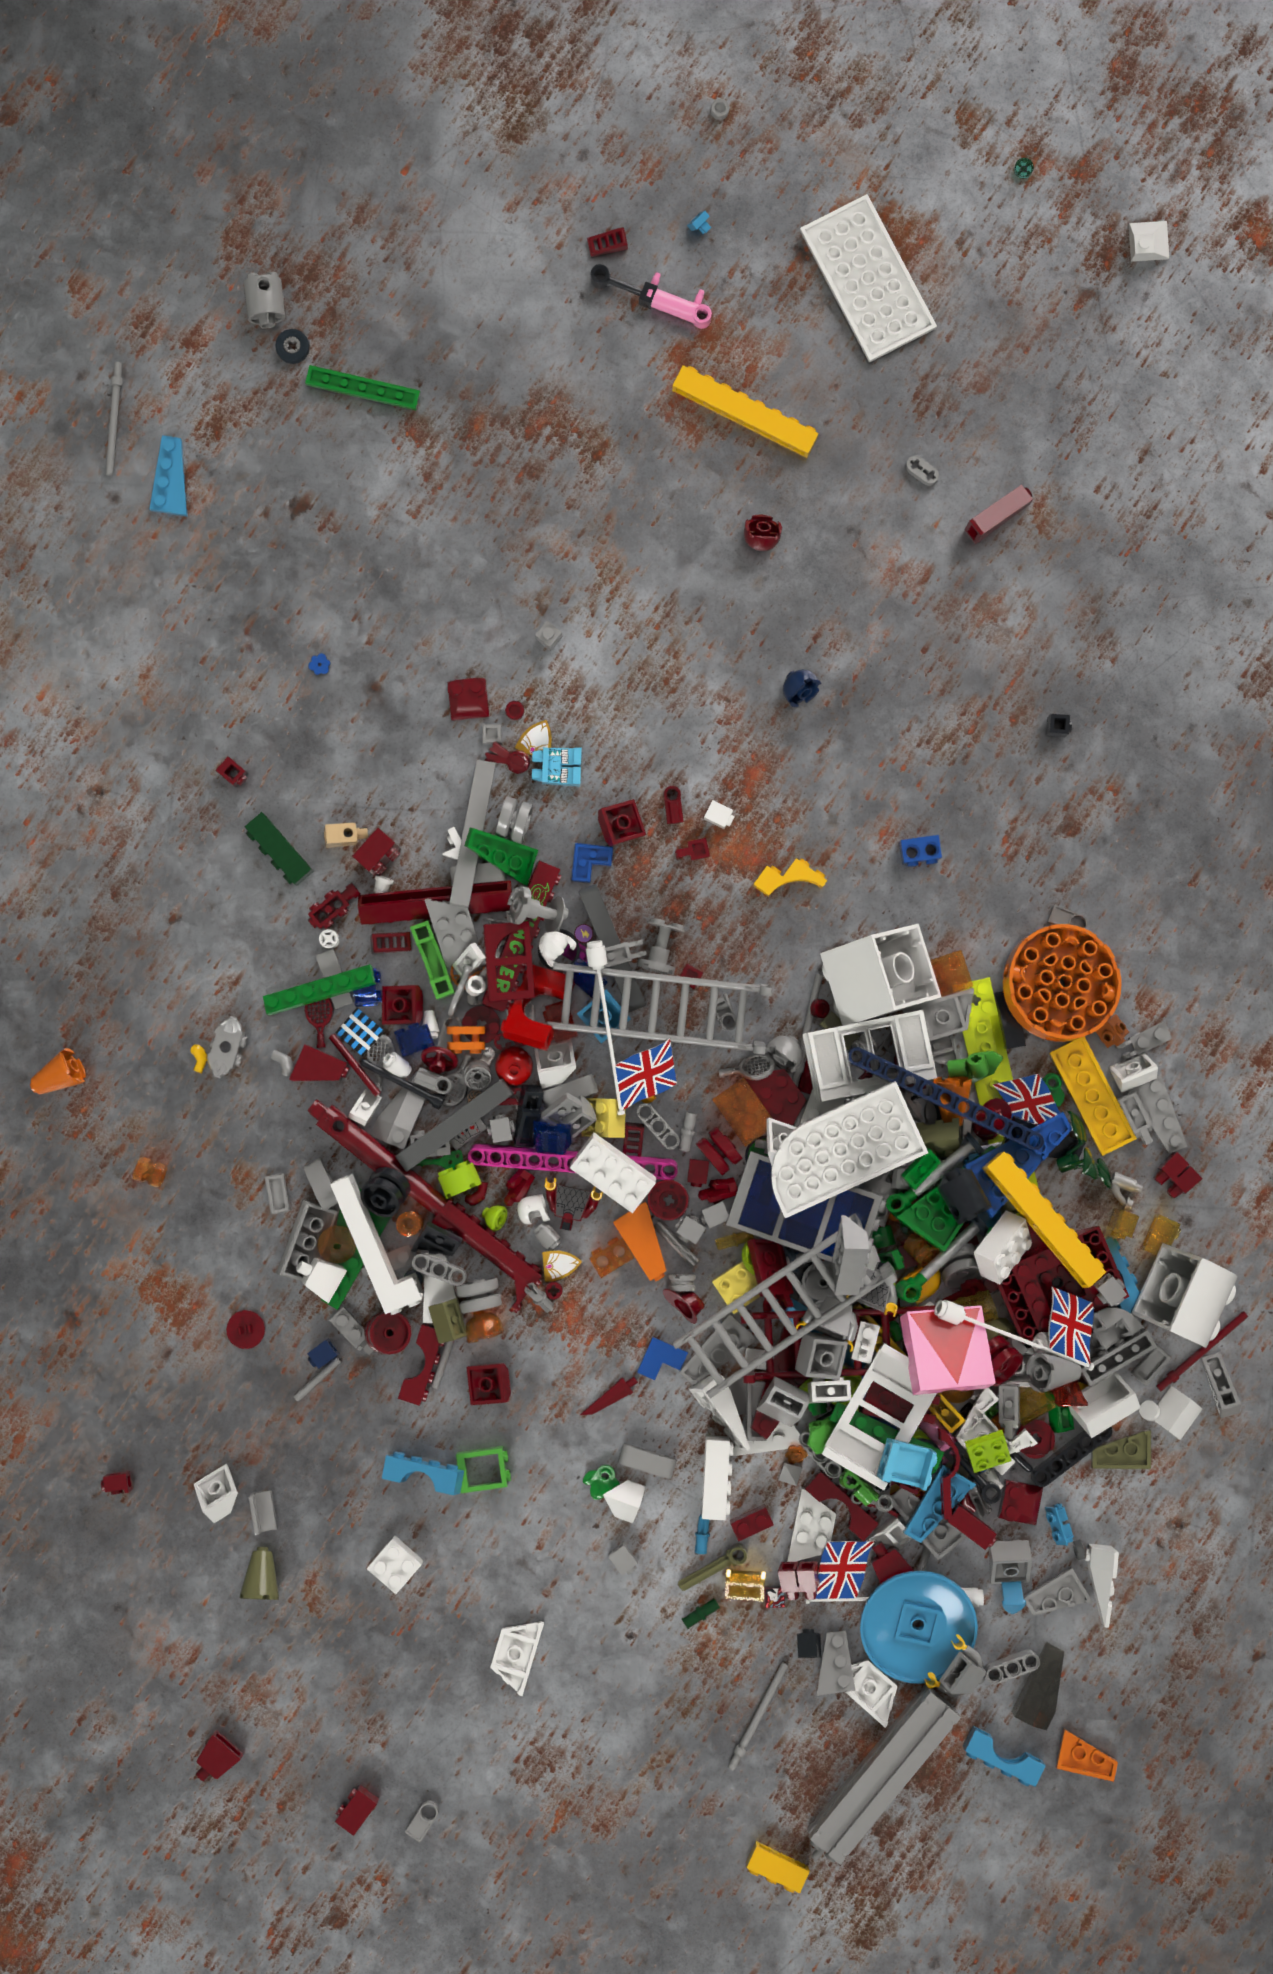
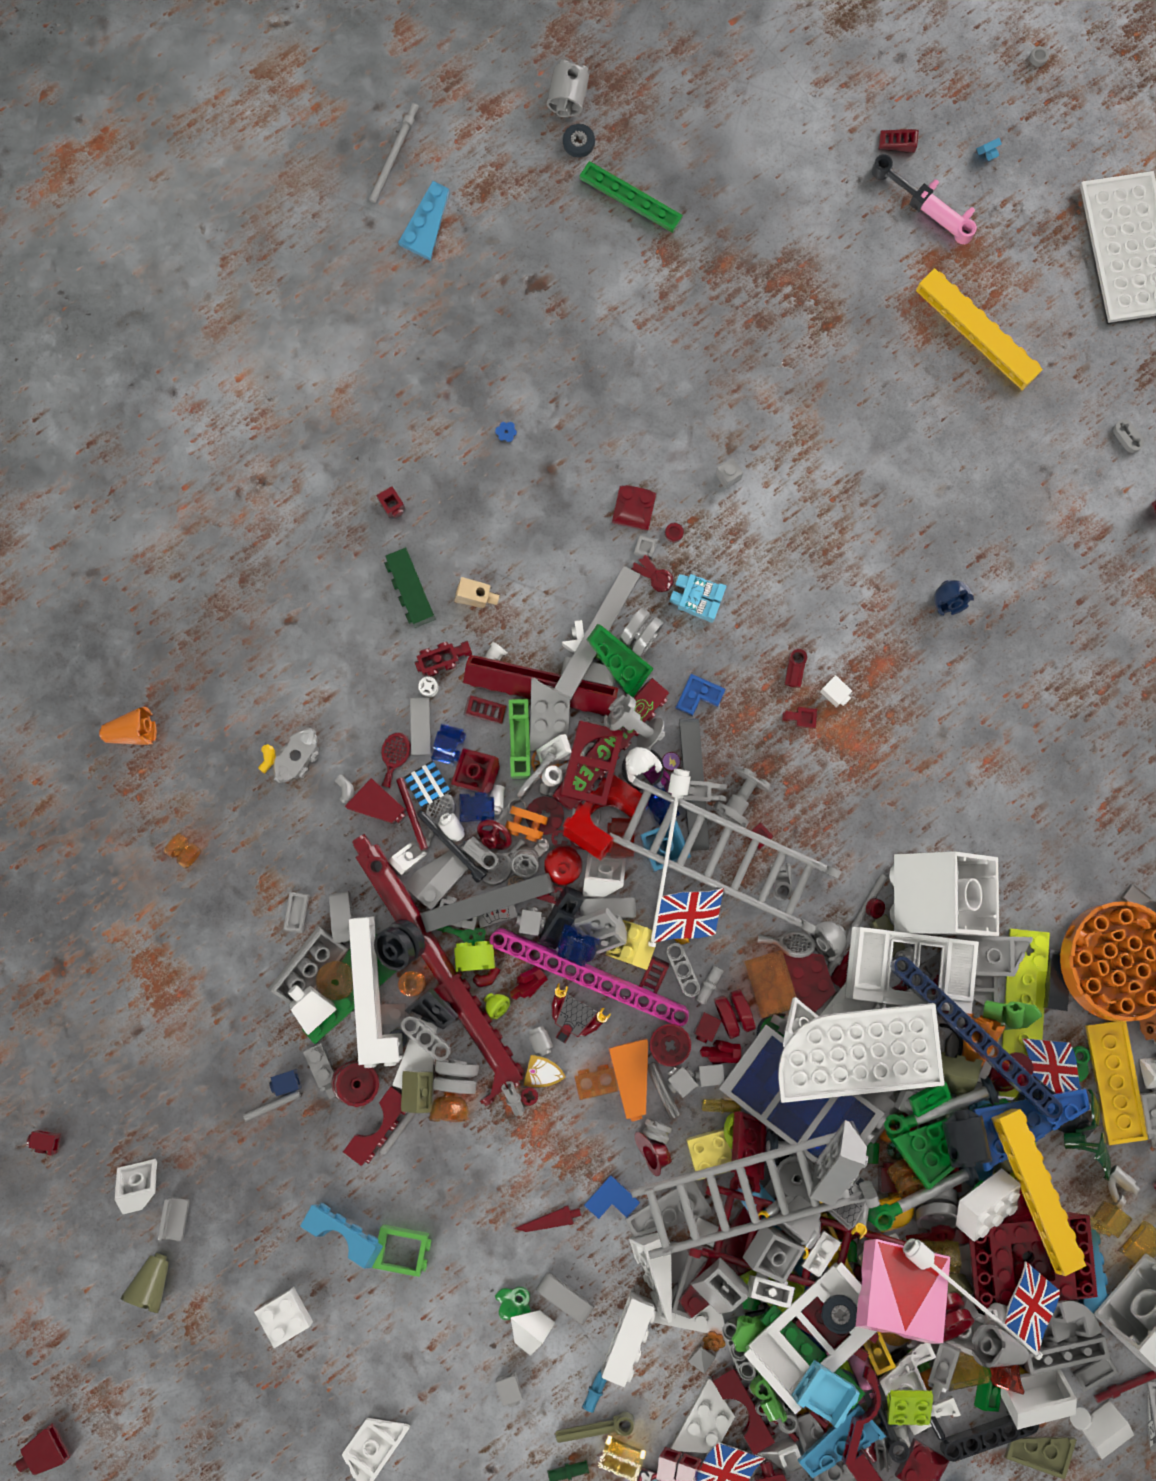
camera: 15 degrees right, 5 degrees down
(245, 1329) = (220, 1033): dark red piece -> none
(319, 990) = (402, 731): green plate -> none
(377, 852) = (501, 619): dark red piece -> none
(488, 1384) = (435, 1167): dark red slope -> none
(532, 1207) = (535, 1008): white helmet -> none
(535, 738) = (684, 564): sticker -> none
(613, 1172) = (625, 1000): white brick -> none
(621, 823) = (740, 668): dark red slope -> none
(751, 1522) = (648, 1396): dark red brick -> none
(762, 532) = (960, 443): dark red cylinder -> none
(799, 871) = (896, 770): yellow arch -> none
(887, 1388) = (831, 1321): none -> black bush
(892, 1256) = (874, 1176): green hinge -> none
(919, 845) = (1019, 784): blue brick -> none
(951, 973) = (1016, 916): clear orange plate -> none
(1046, 1442) = (968, 1413): dark red plate -> none
(1110, 1290) = (1083, 1285): light grey brick -> none

